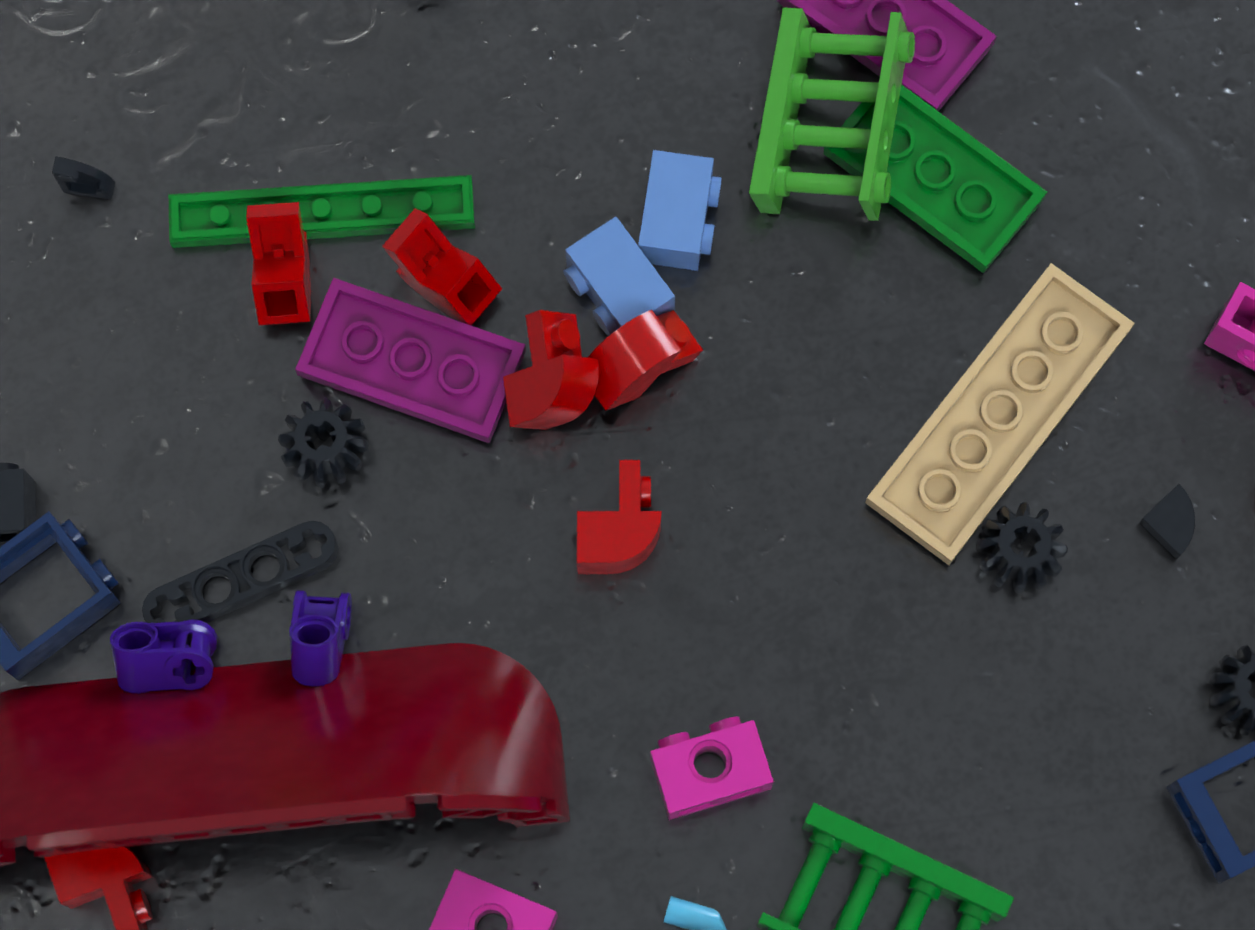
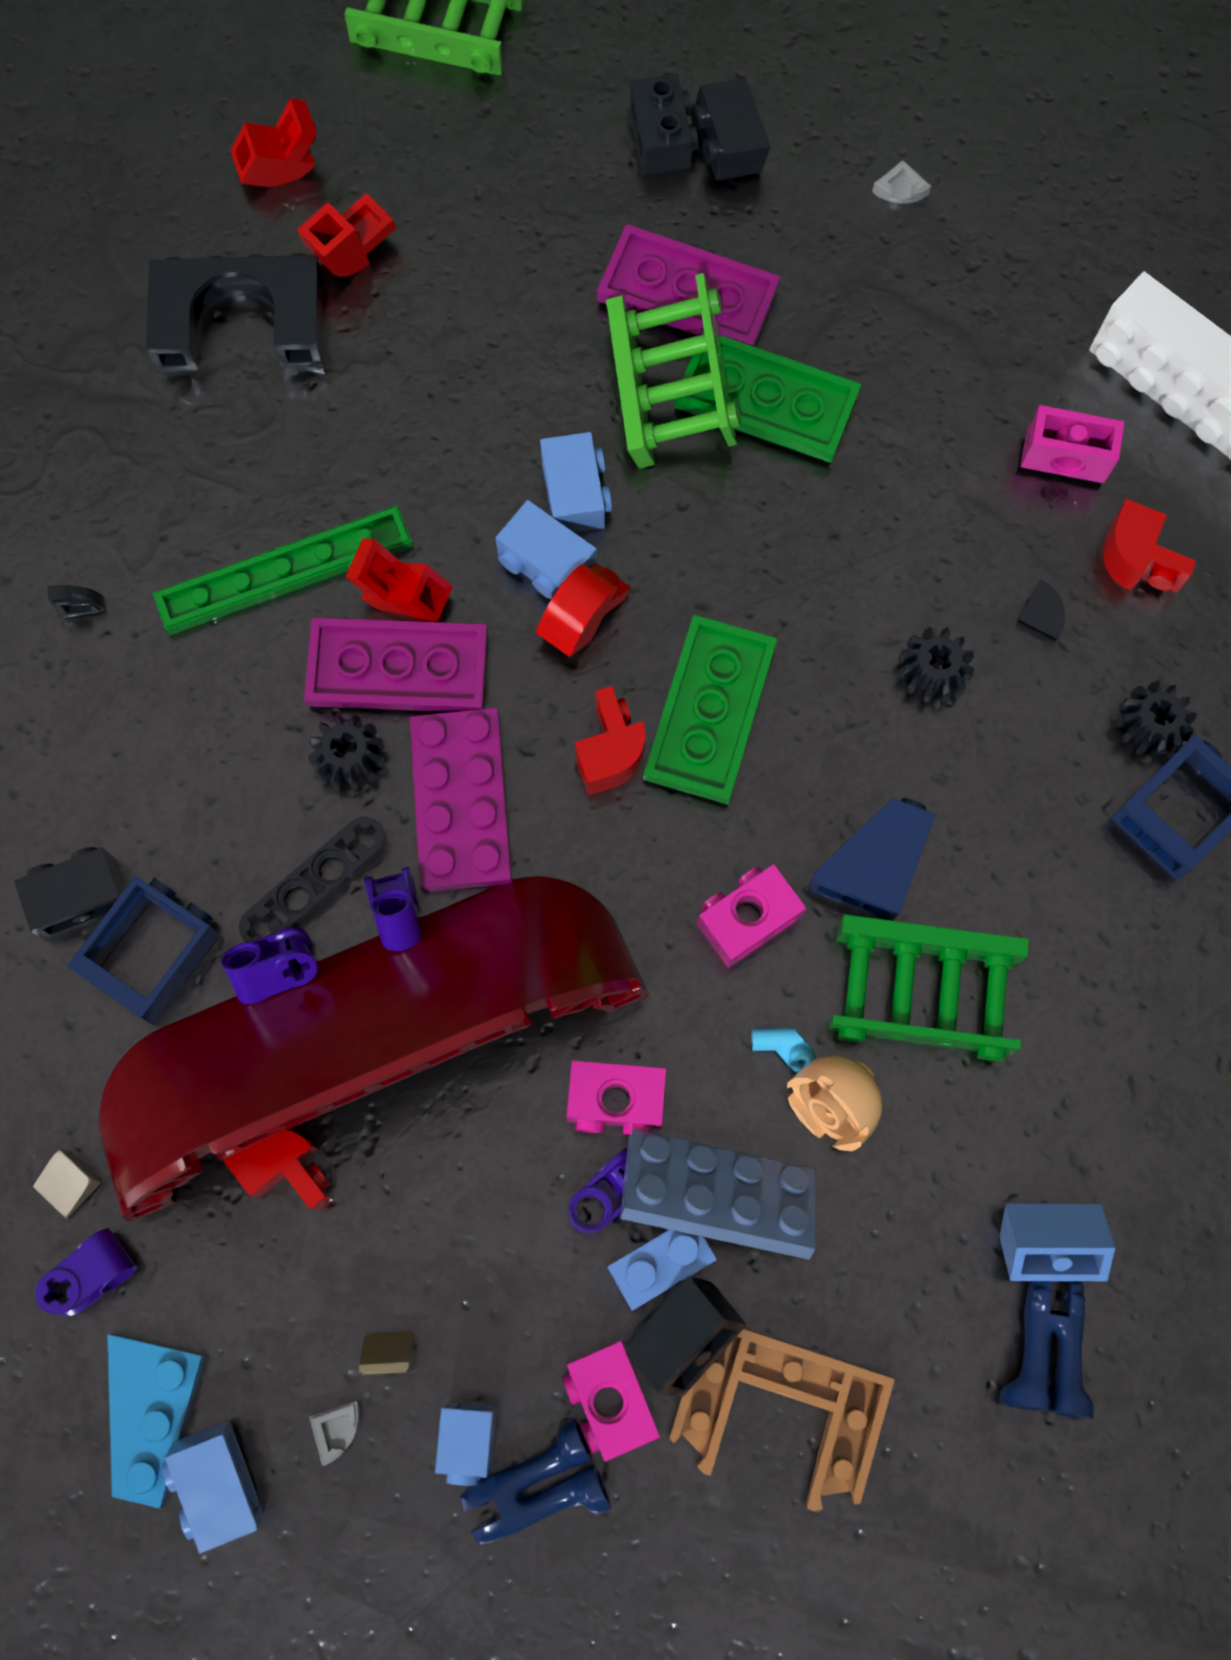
camera: 20 degrees left, 0 degrees up
(279, 263) = (263, 618): red brick -> none
(432, 535) = (460, 800): none -> magenta plate
(559, 380) = (525, 641): red brick -> none
(745, 518) = (710, 709): none -> green plate
(876, 752) = (877, 861): none -> dark blue slope
(999, 414) = (882, 567): tan plate -> none

